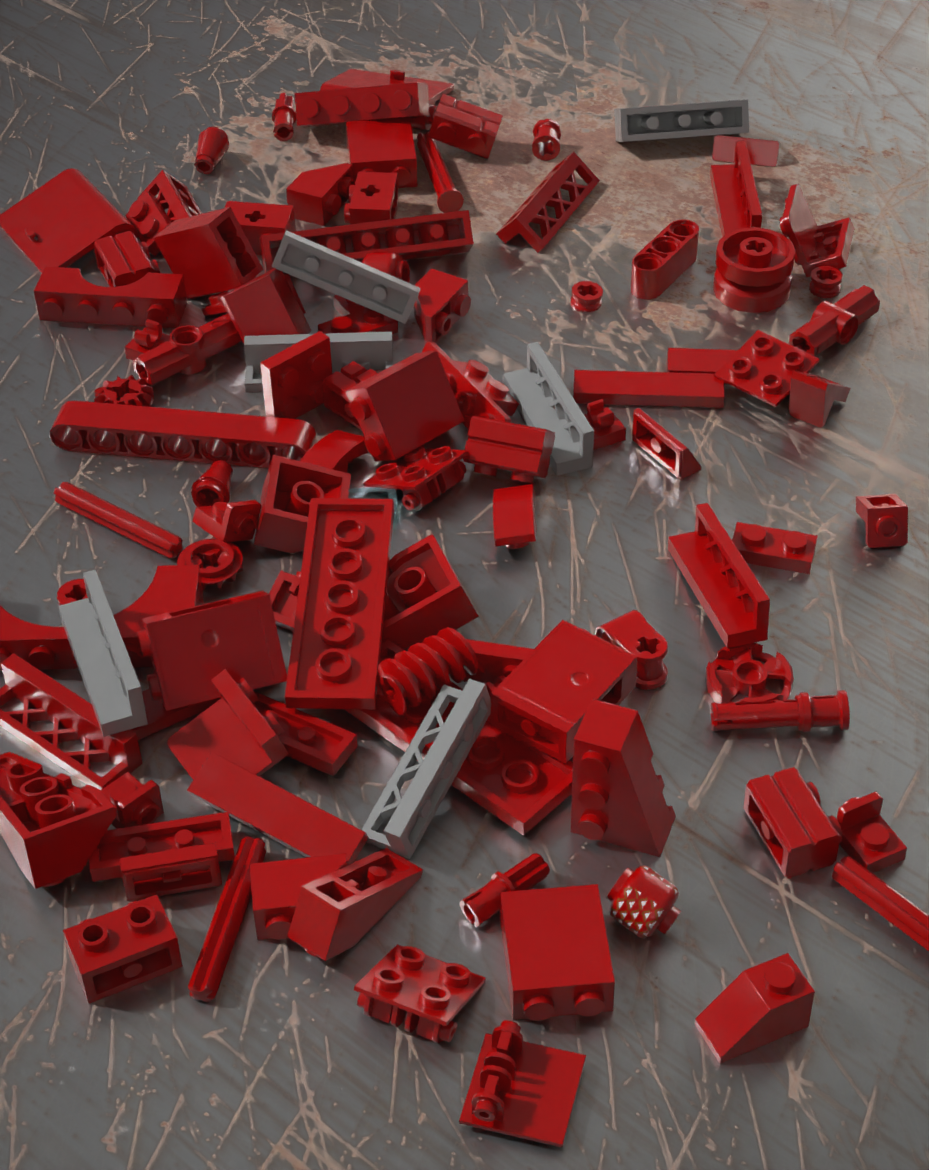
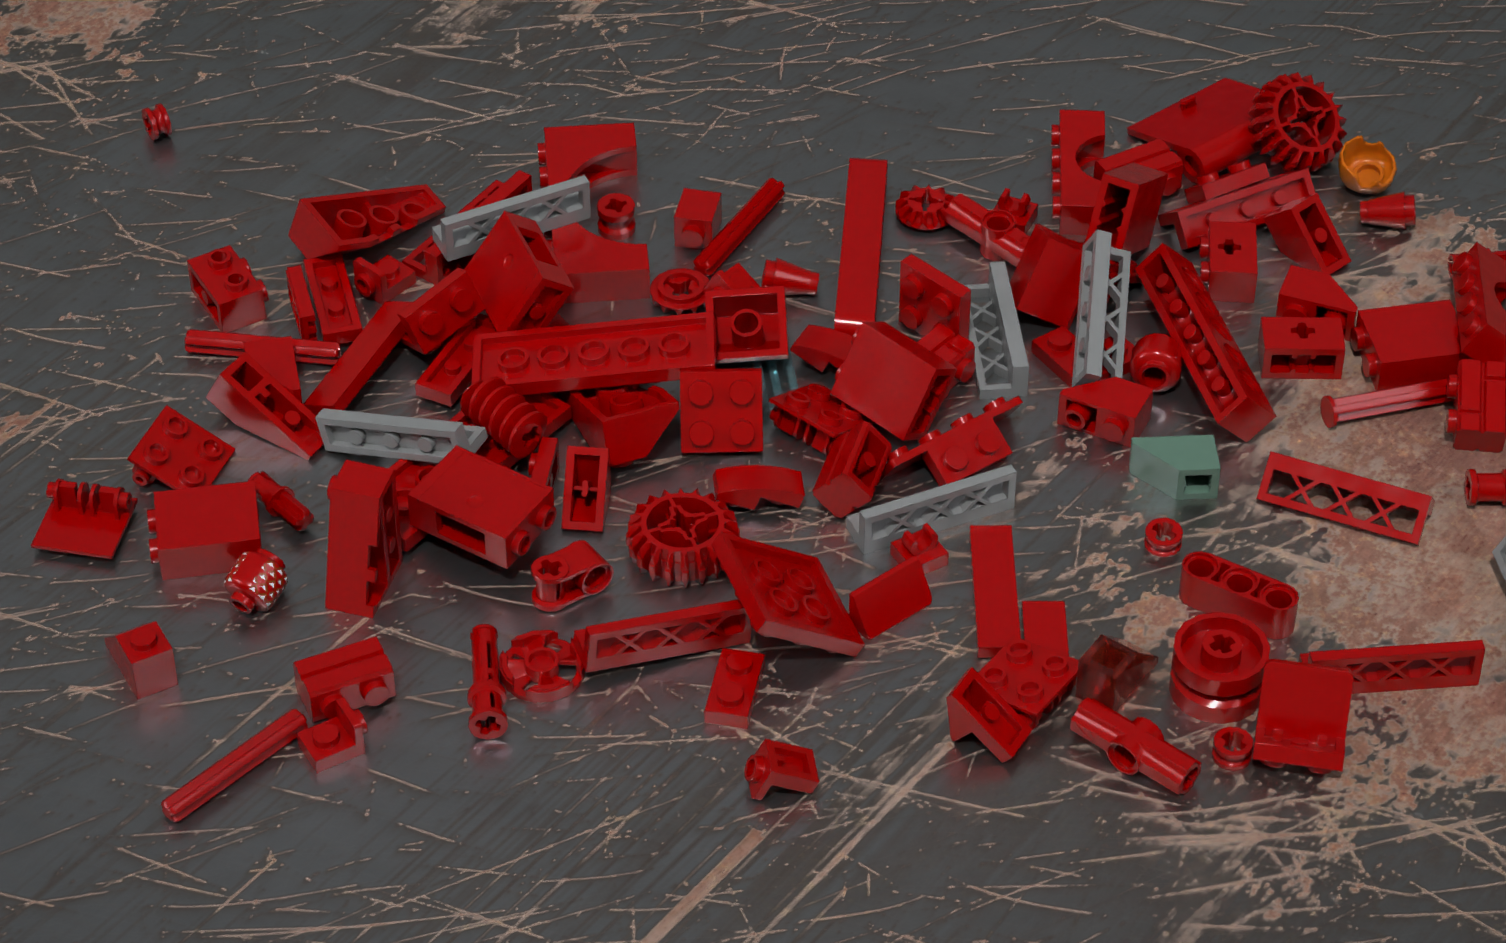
camera: 85 degrees right, 0 degrees up
(102, 167) = (1297, 123): none -> red gear
(107, 542) = (697, 218): none -> red brick
(155, 152) = (1366, 166): none -> orange hair
(228, 183) = (1308, 235): none -> red slope
(422, 513) = (721, 410): none -> red plate
(509, 274) = (1177, 465): none -> sand green slope
(513, 622) = (586, 488): none -> red slope
(584, 567) = (675, 535): none -> red gear
(691, 485) = (787, 595): none -> red plate
(761, 312) = (1112, 670): none -> clear red slope

